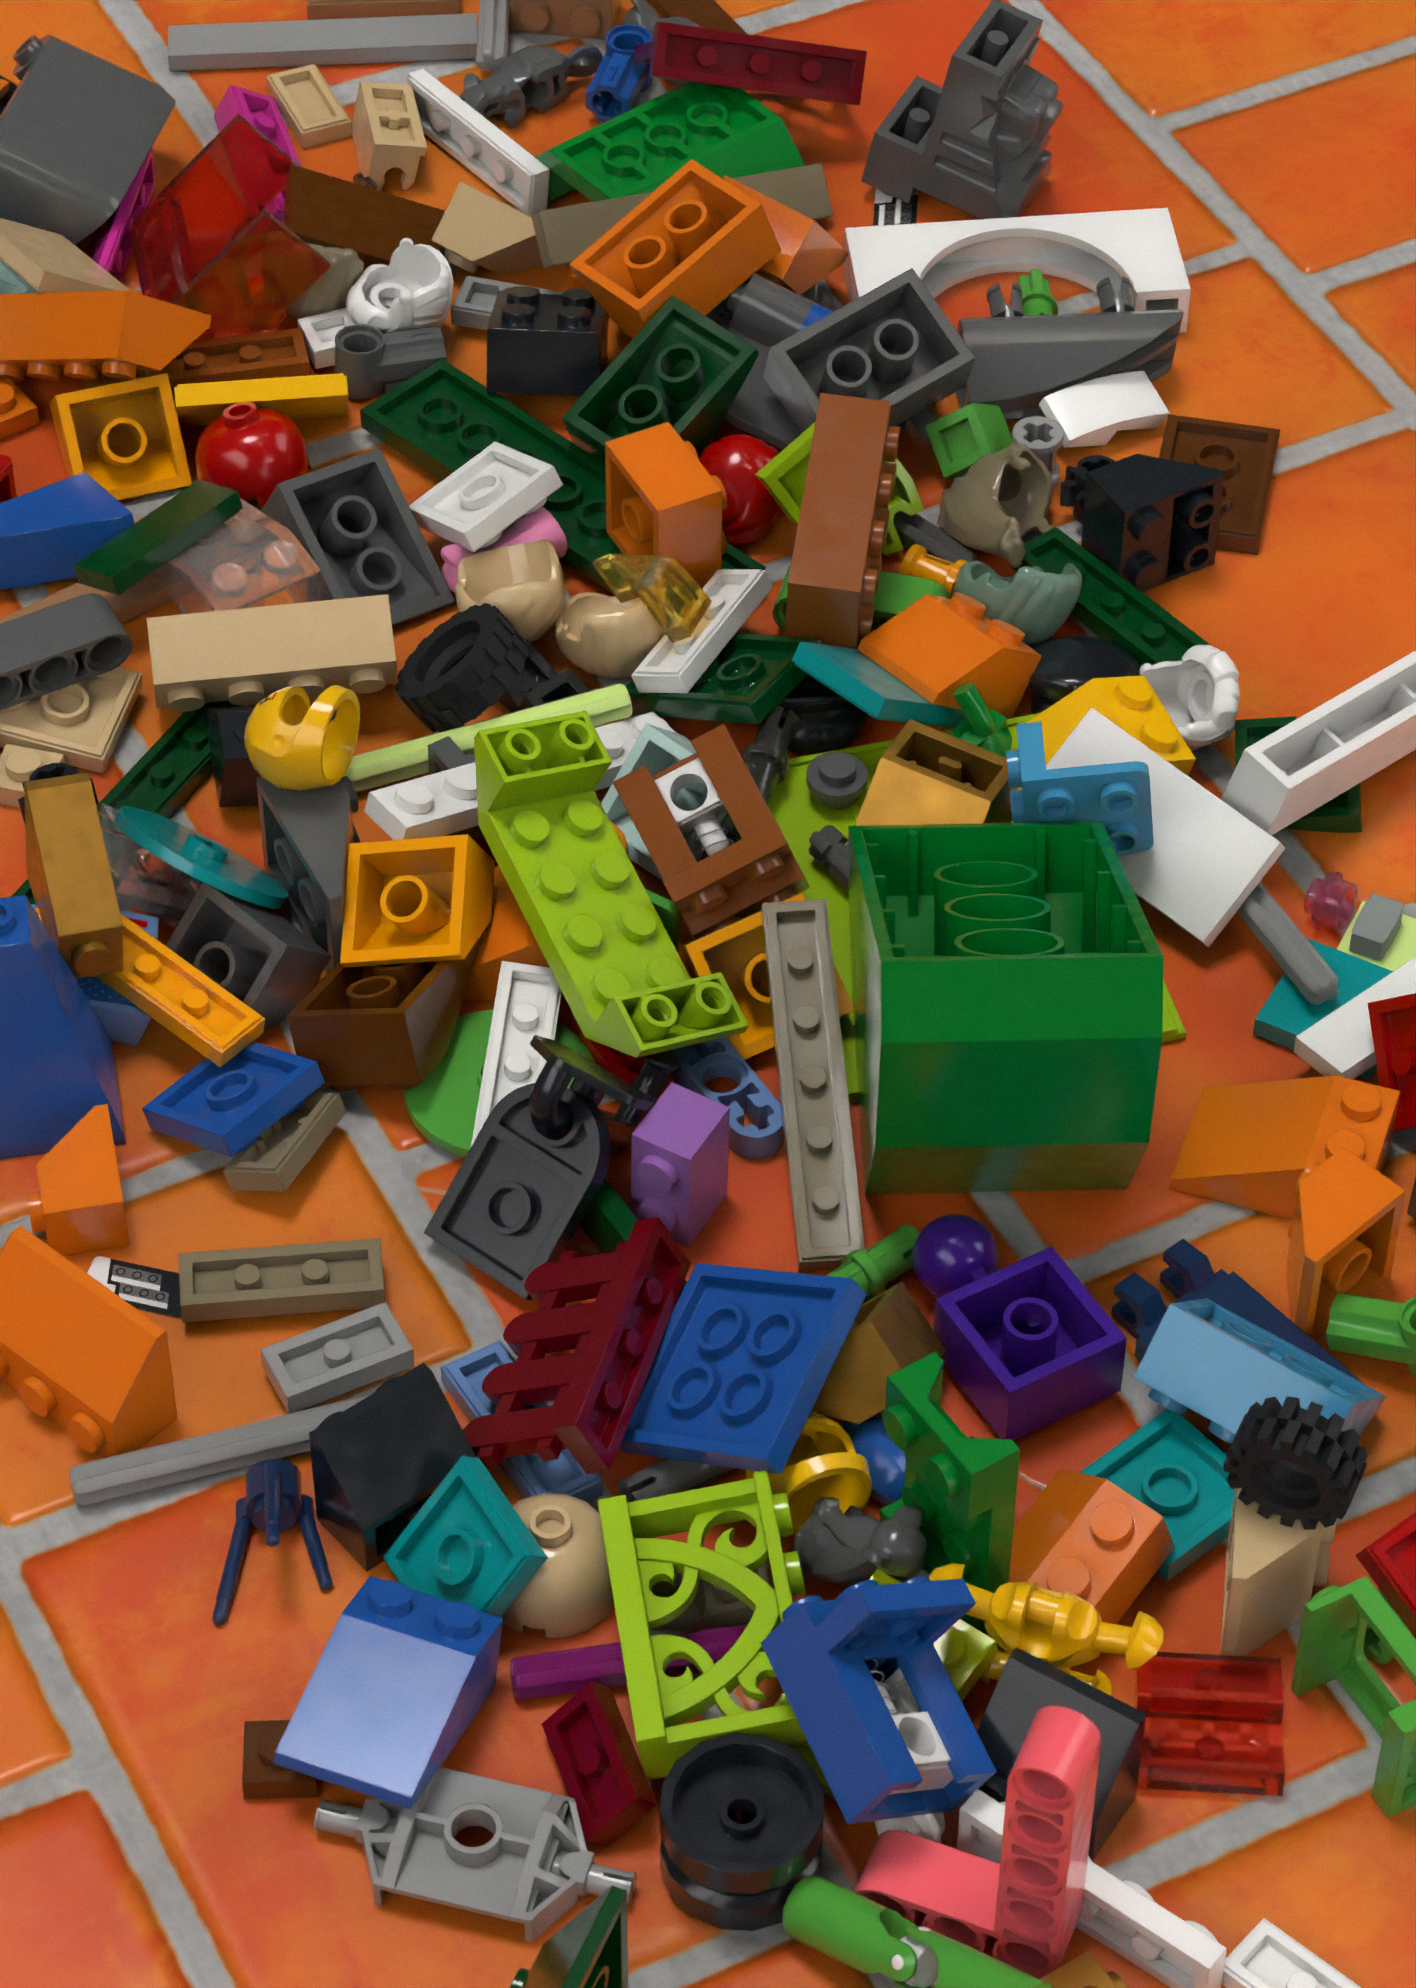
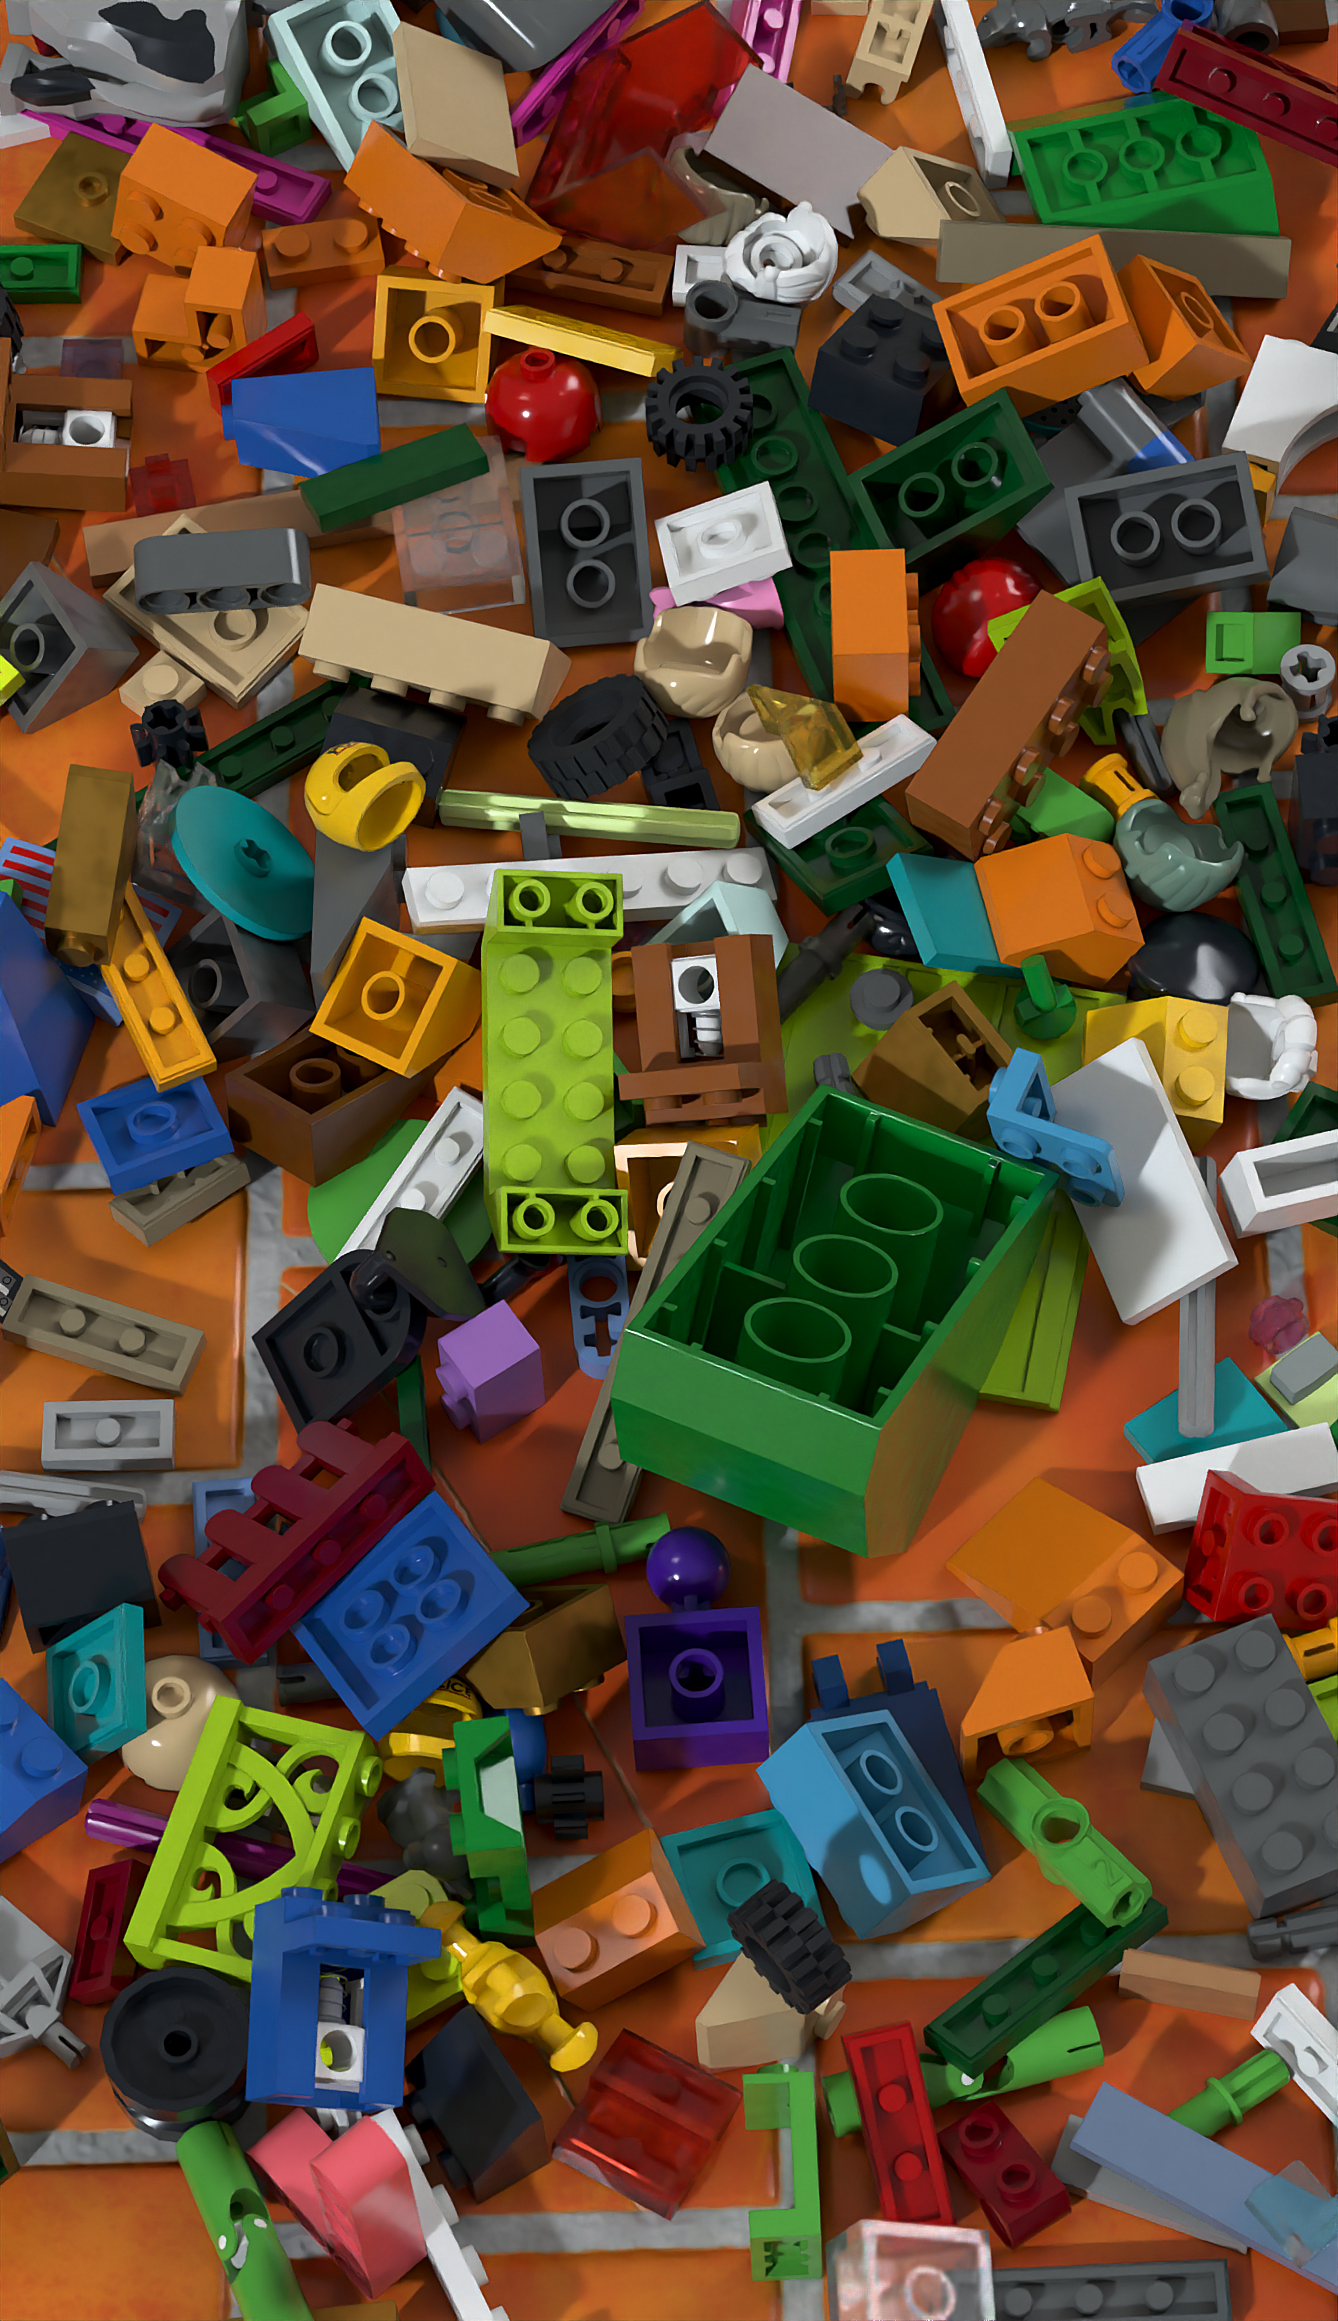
camera: 30 degrees right, 15 degrees up
(418, 435) = (702, 441): none -> black tyre

